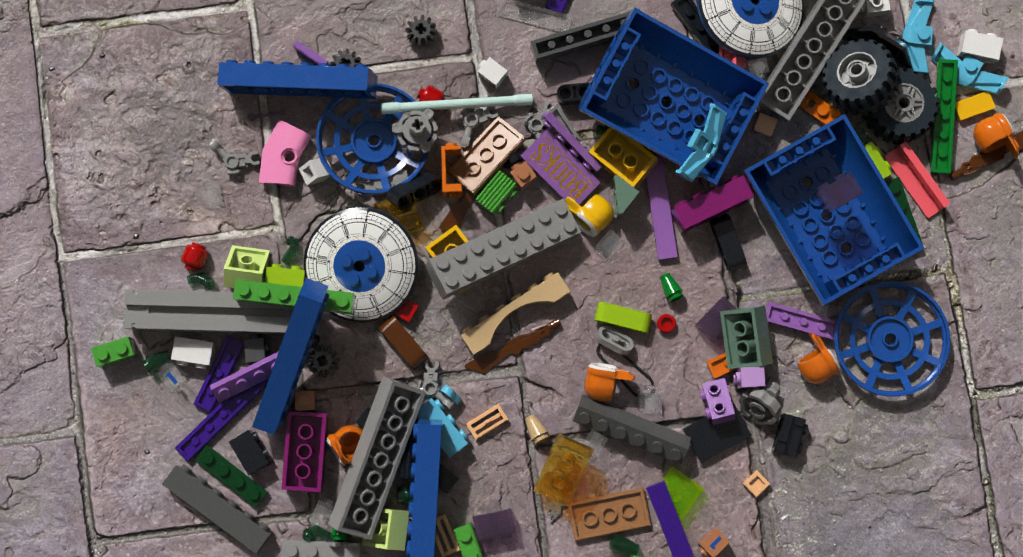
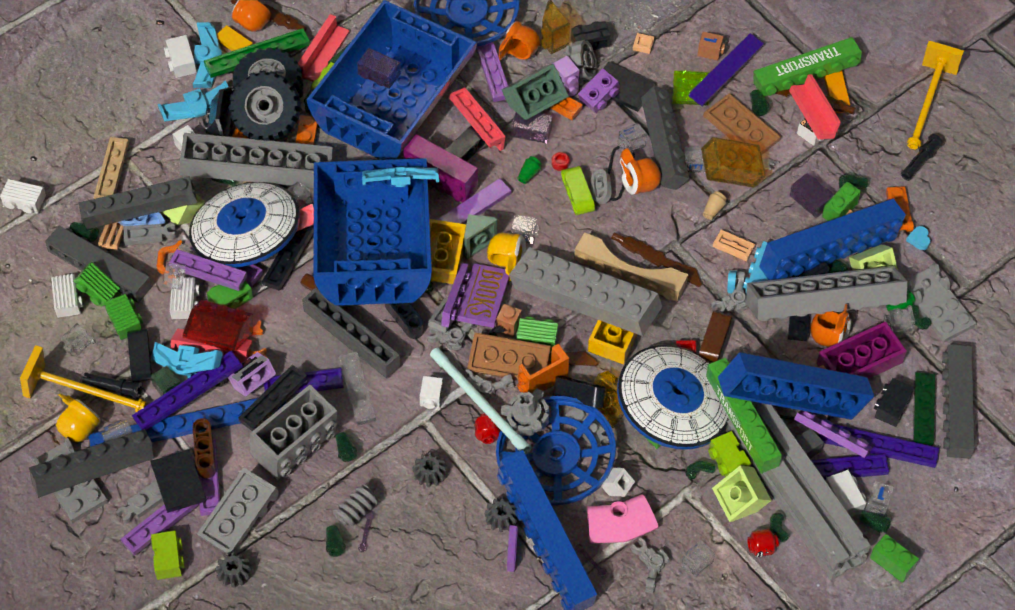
camera: 120 degrees left, 25 degrees down
(750, 270) = (478, 118): none -> coral panel
(814, 400) = (554, 29): none -> clear yellow slope

